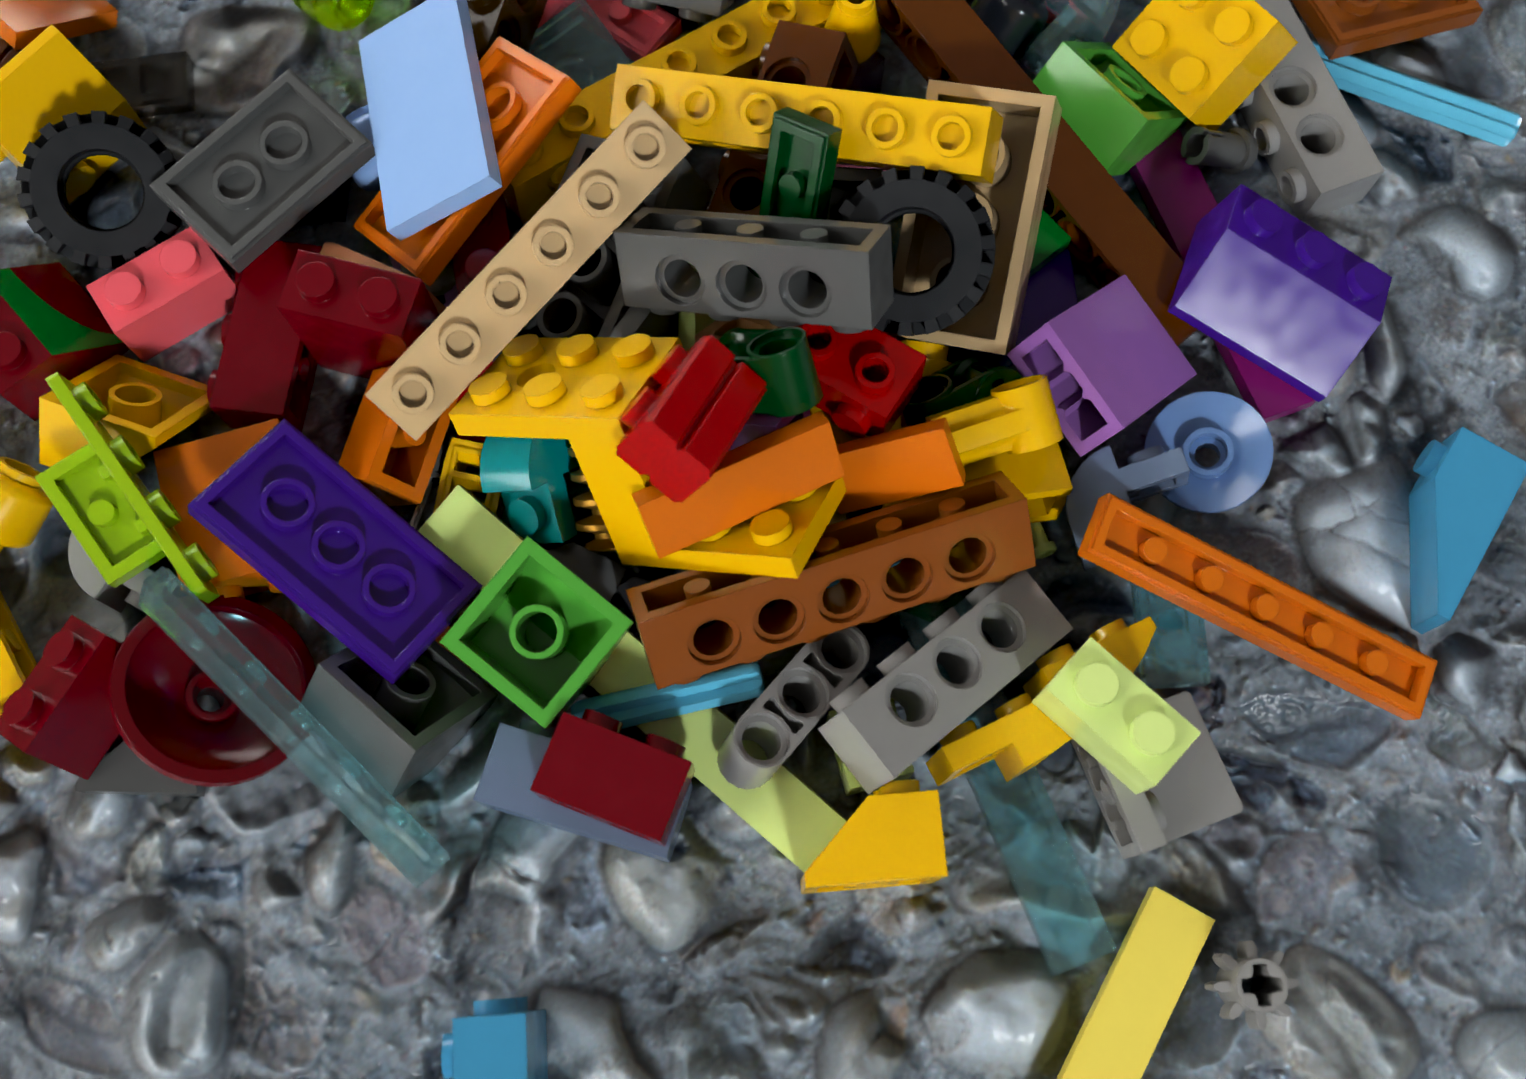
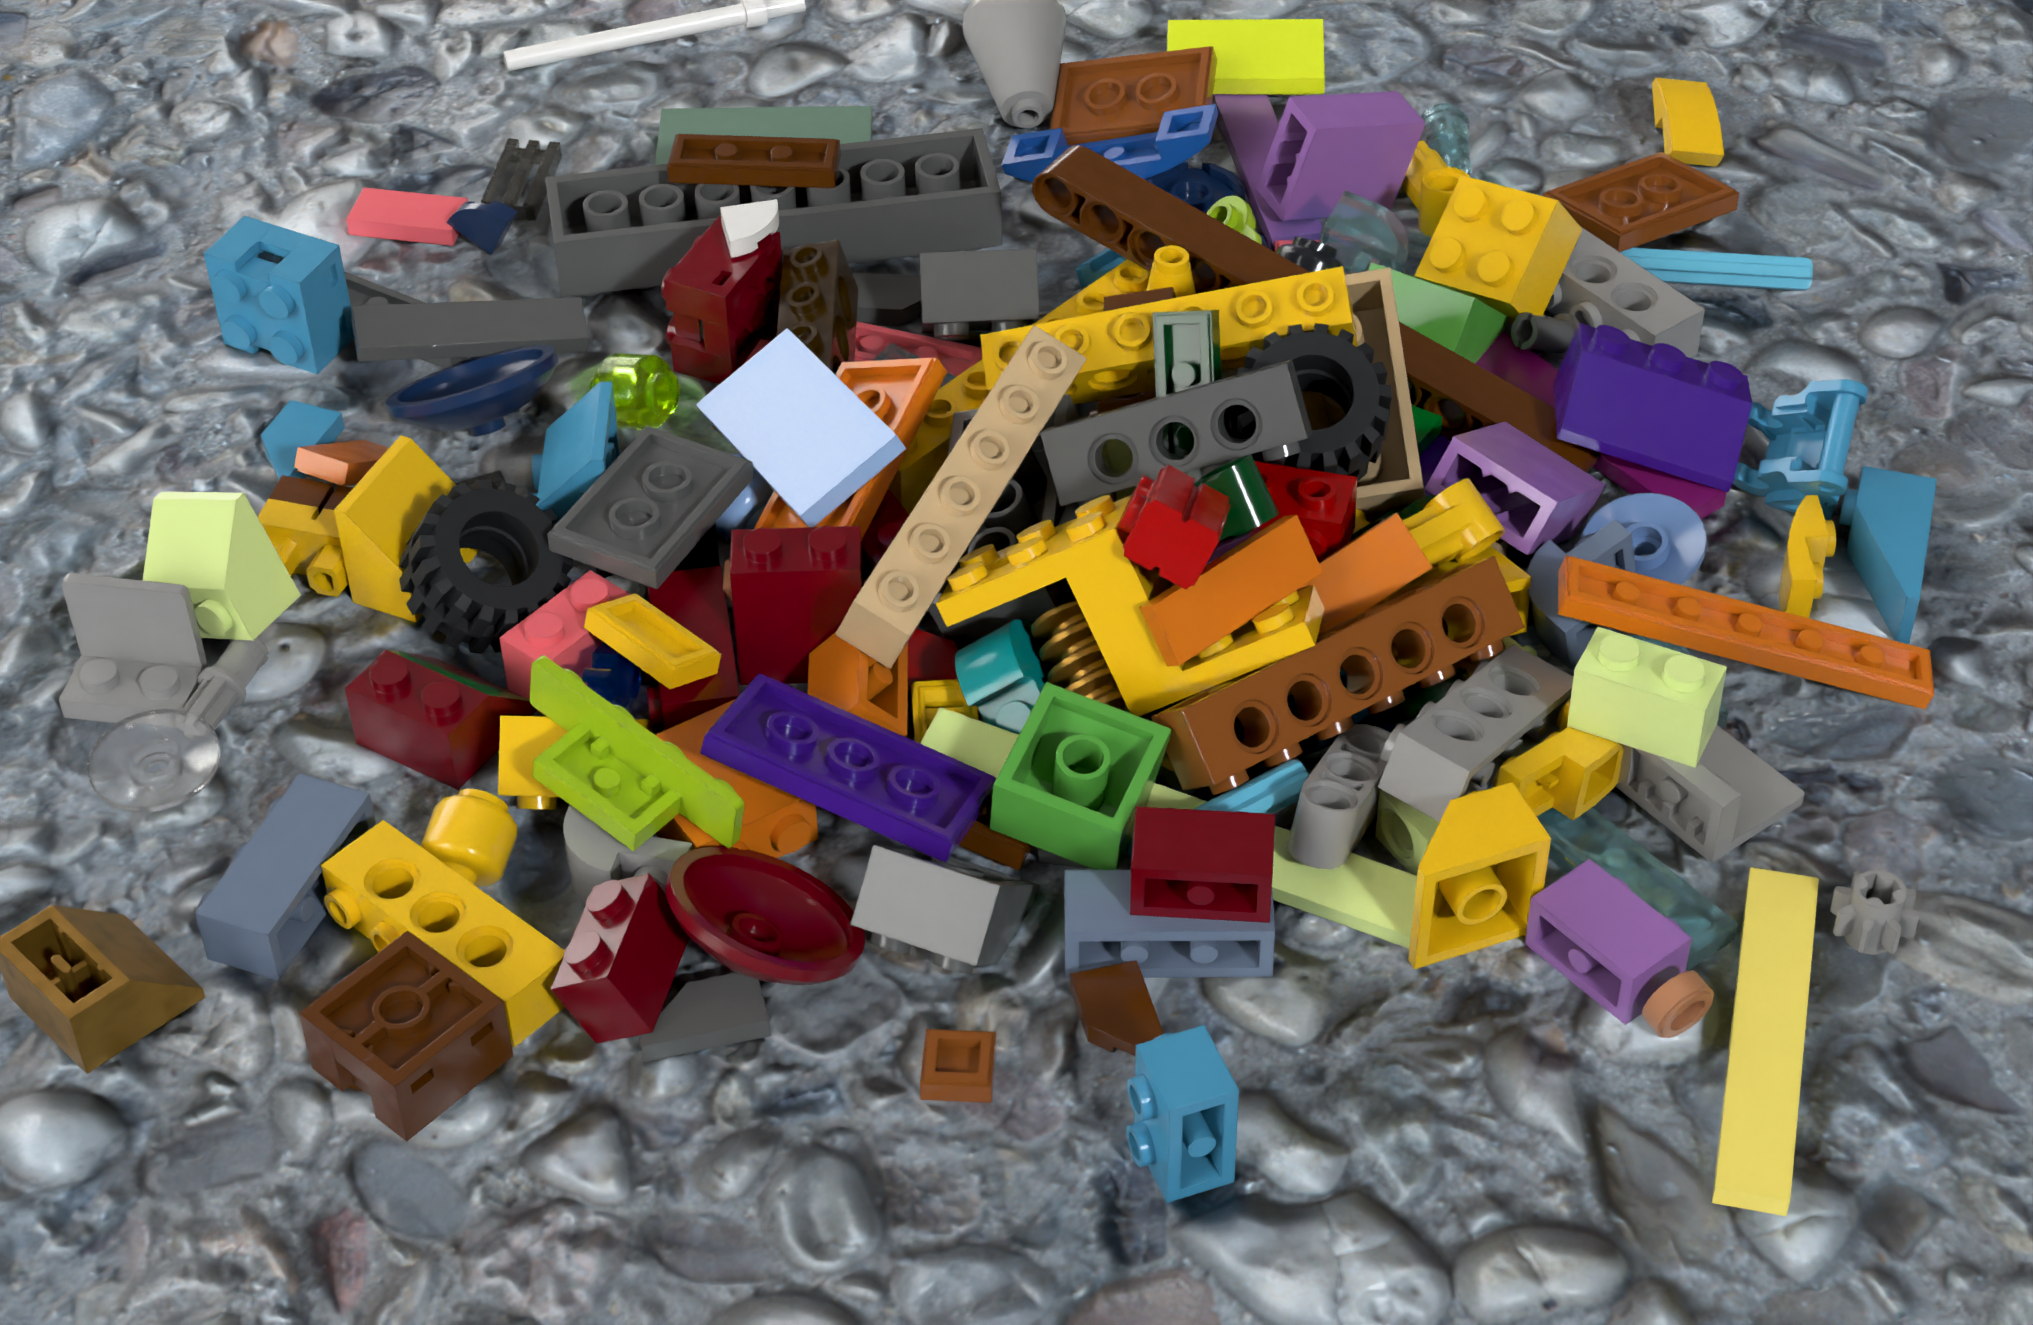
camera: 15 degrees left, 30 degrees down
(183, 353) = (613, 676): none -> clear blue plate
(215, 335) = (652, 641): none -> yellow tile
(238, 67) = (577, 450): none -> dark azure slope
(291, 727) = (864, 917): clear light blue tile -> none
(349, 889) = (958, 1065): none -> dark orange tile
(512, 876) = (1115, 1007): none -> reddish brown tile
(987, 942) = (1606, 939): none -> medium lavender brick
(1020, 1039) = (1678, 1004): none -> nougat tile
(1362, 504) = (1808, 545): none -> yellow slope
(1416, 388) = (1806, 445): none -> dark azure piece

